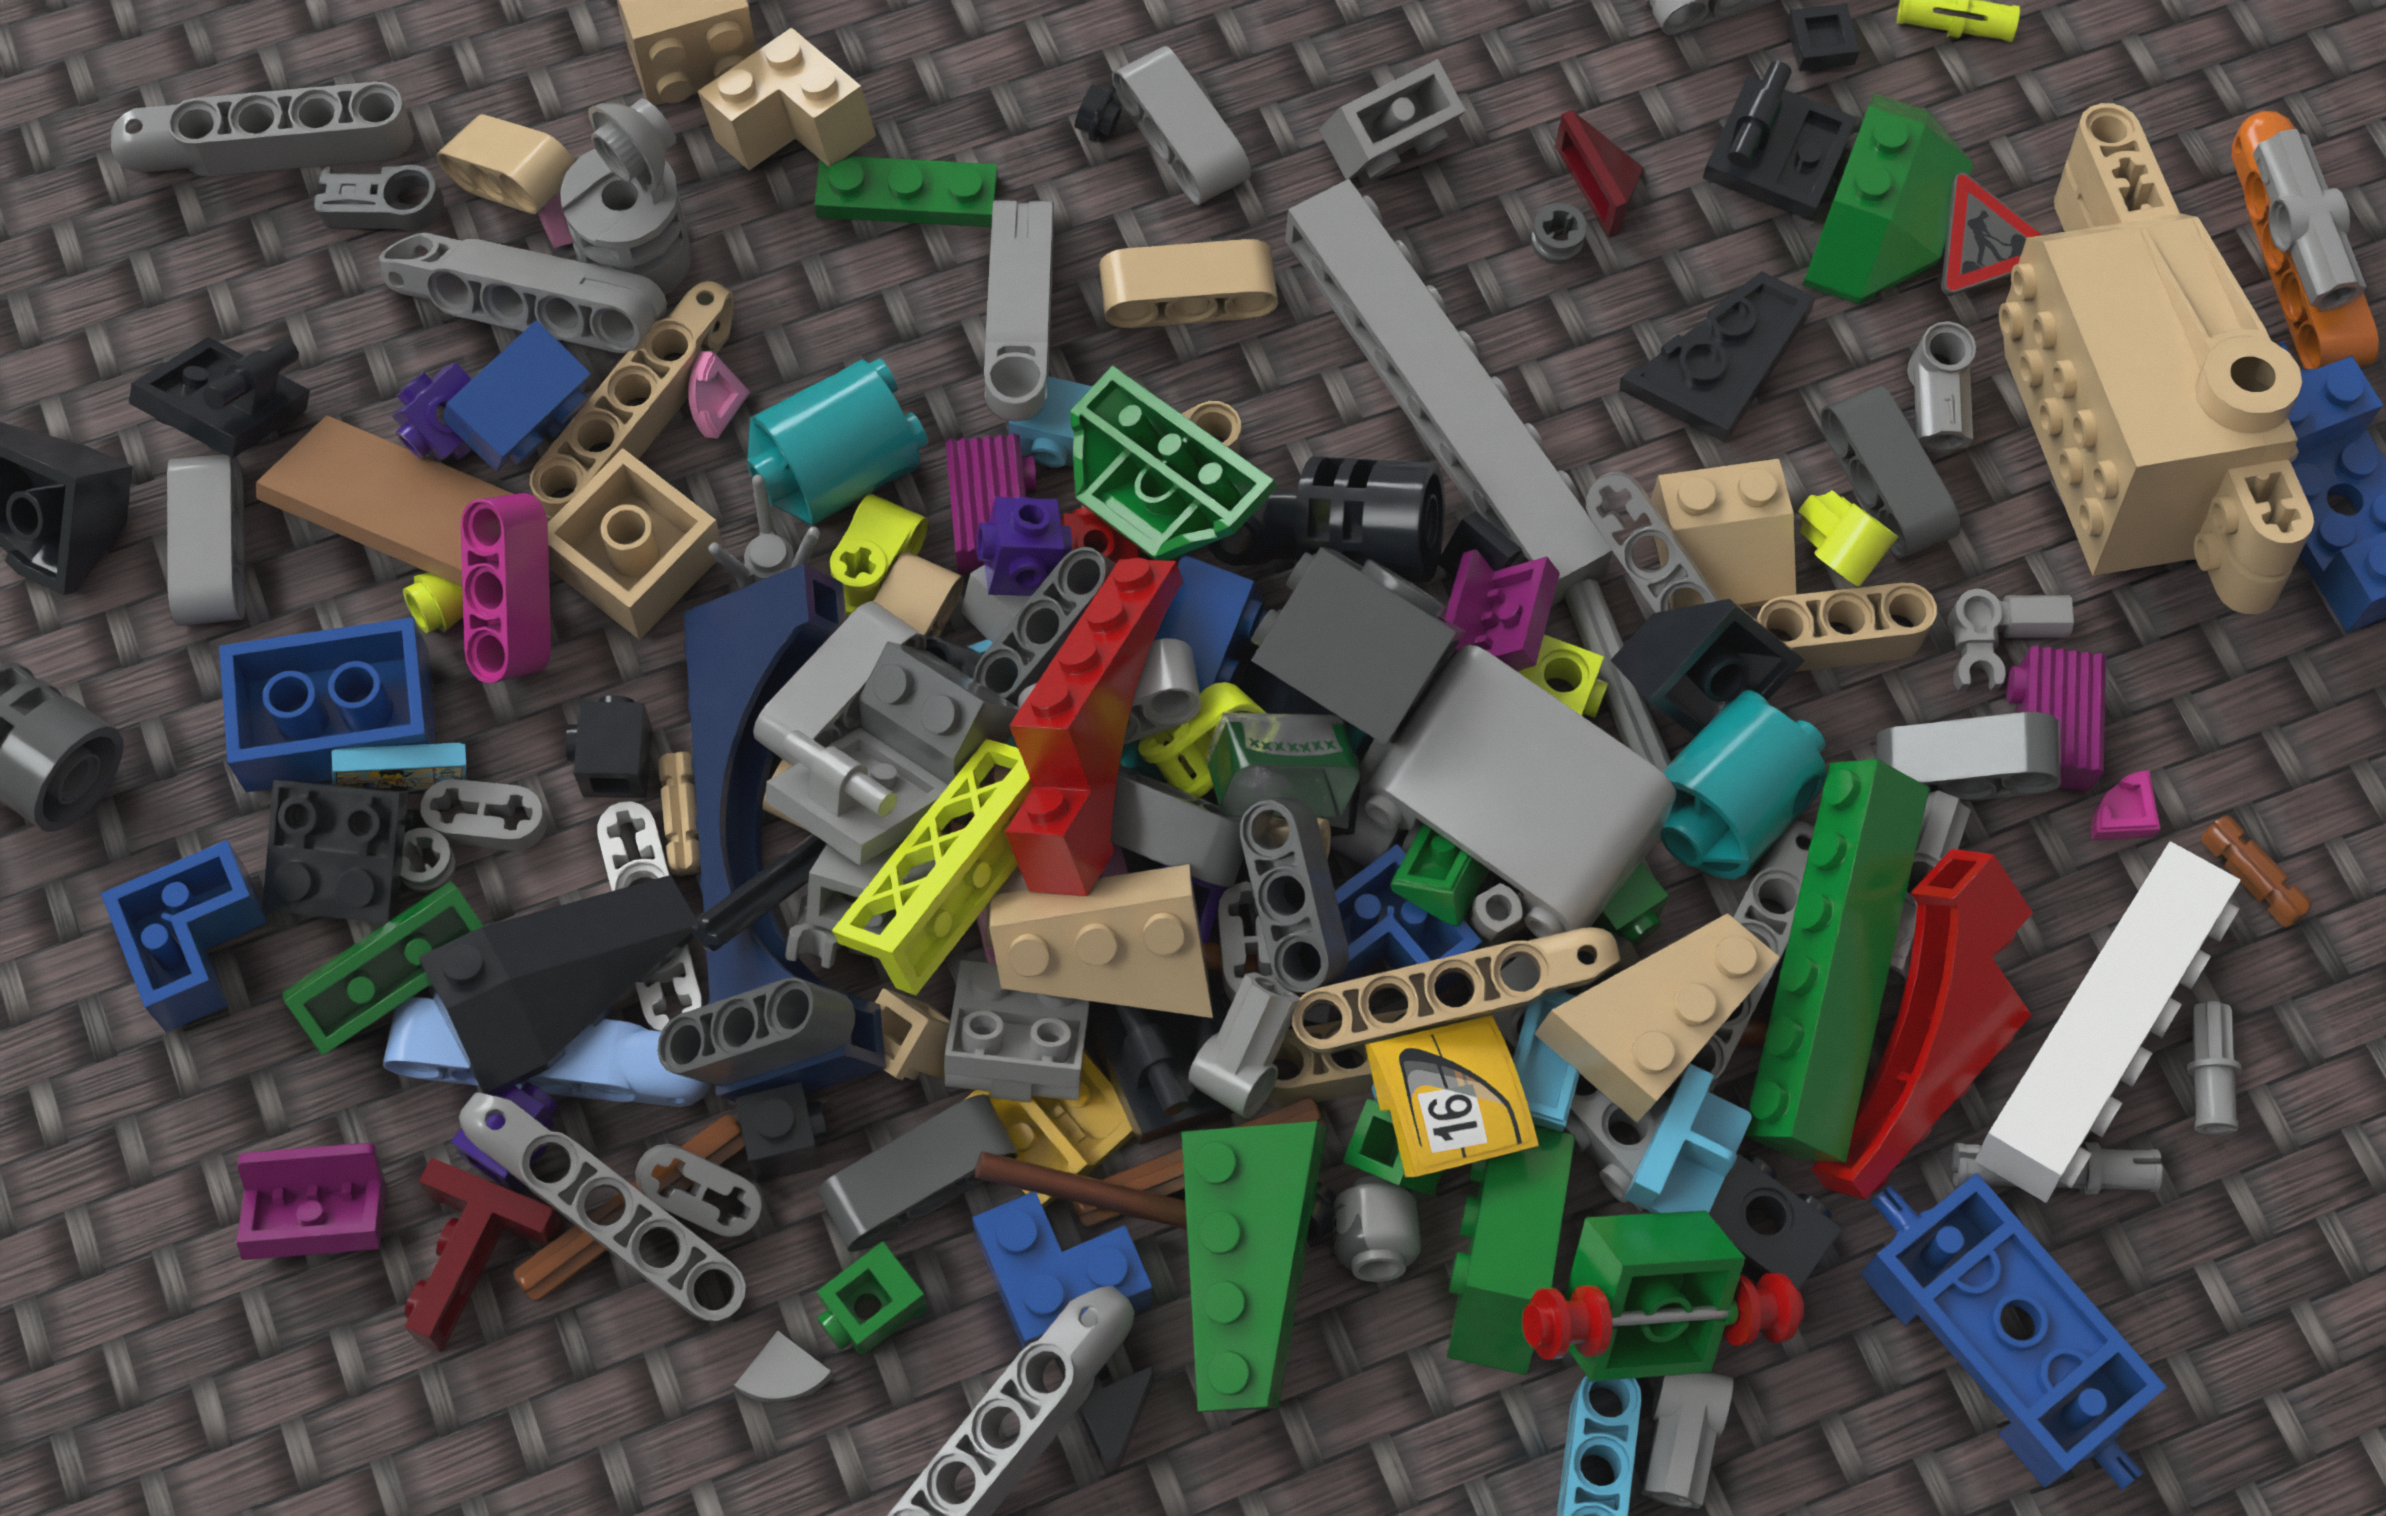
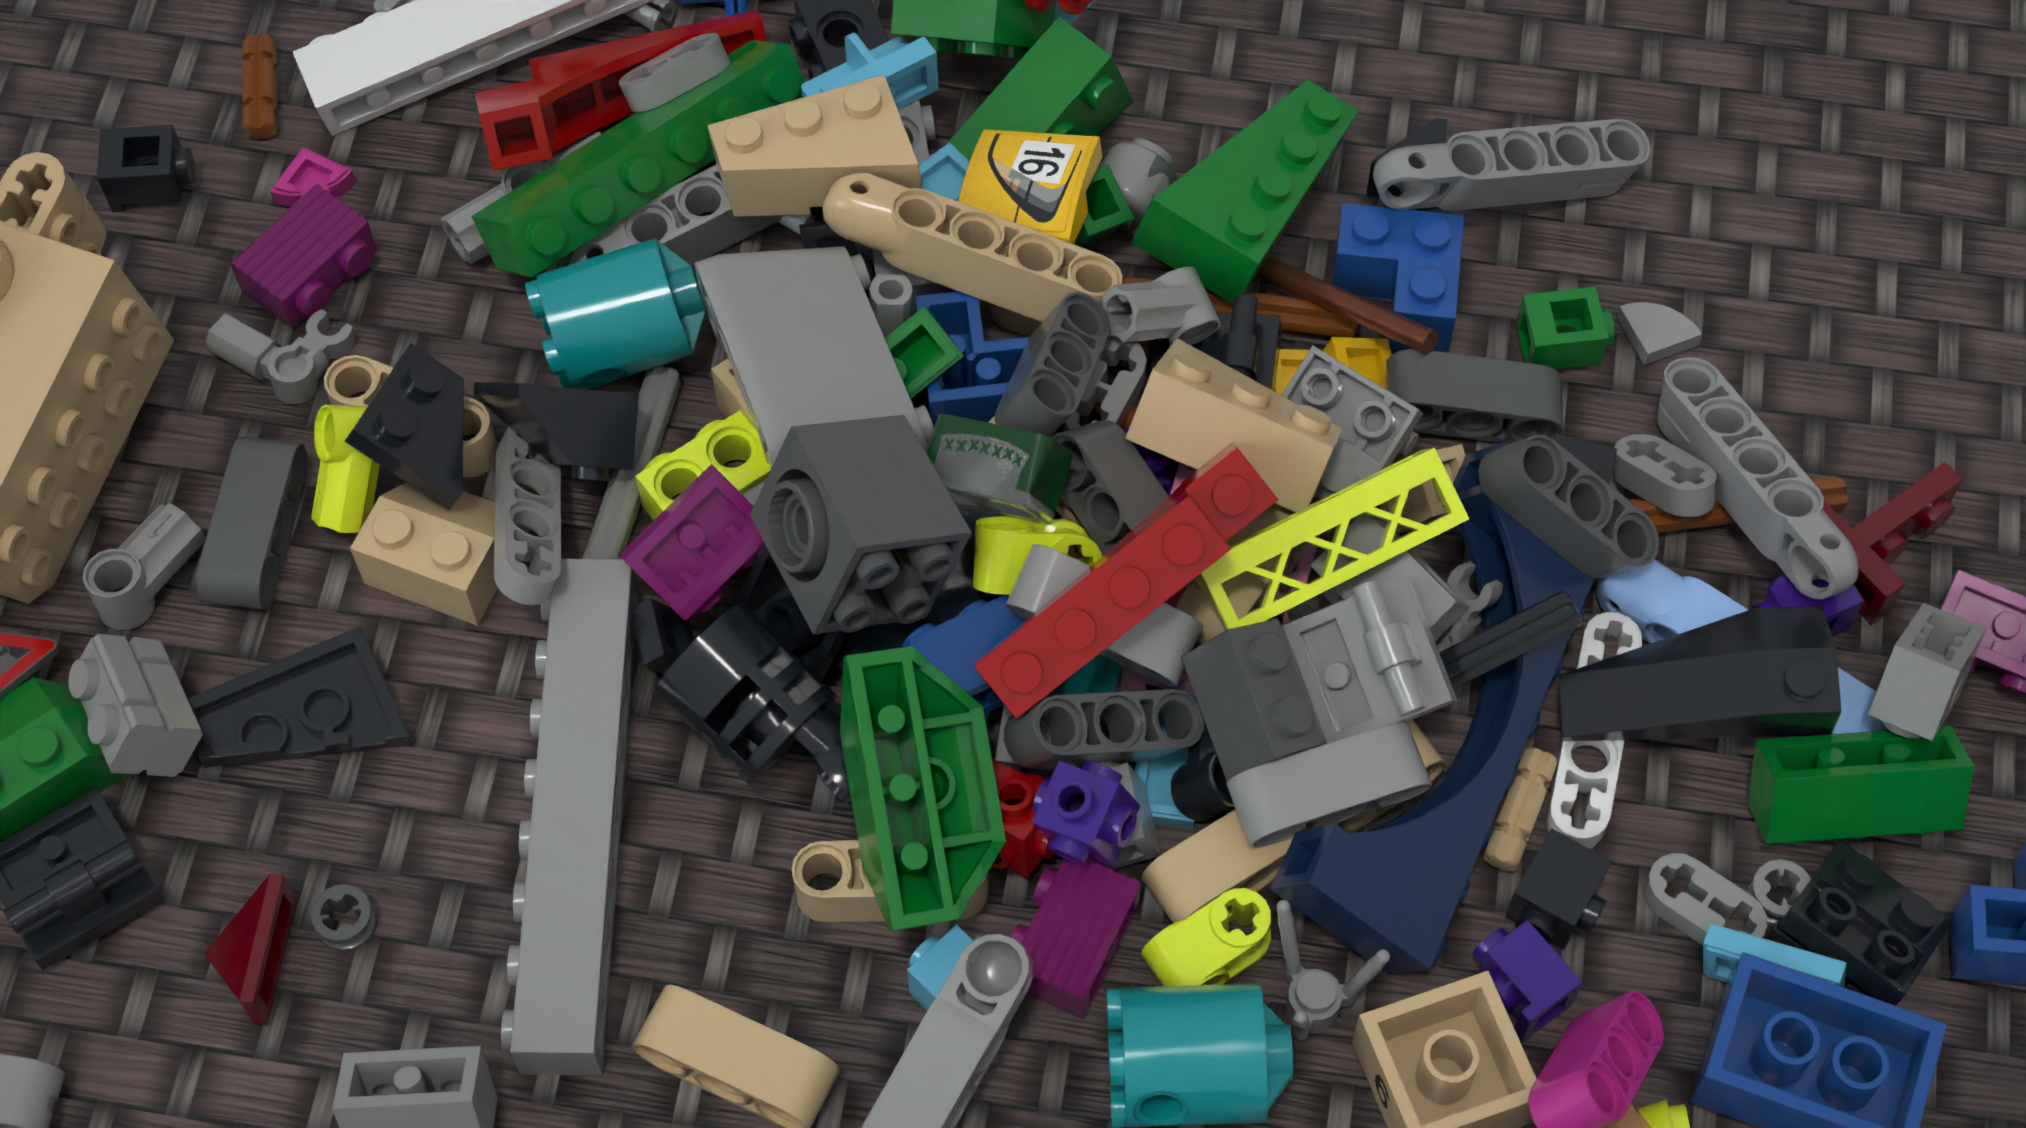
camera: 145 degrees left, 5 degrees down
(360, 1076) = (1926, 672): none -> light grey brick
(603, 659) = (1528, 977): none -> dark purple brick
(1810, 572) = (417, 426): none -> black wing
(1839, 263) = (135, 705): none -> light grey brick
(1878, 1058) = (674, 72): none -> light grey beam
(1978, 755) = (412, 245): beam -> none
(2272, 718) = (142, 166): none -> black brick

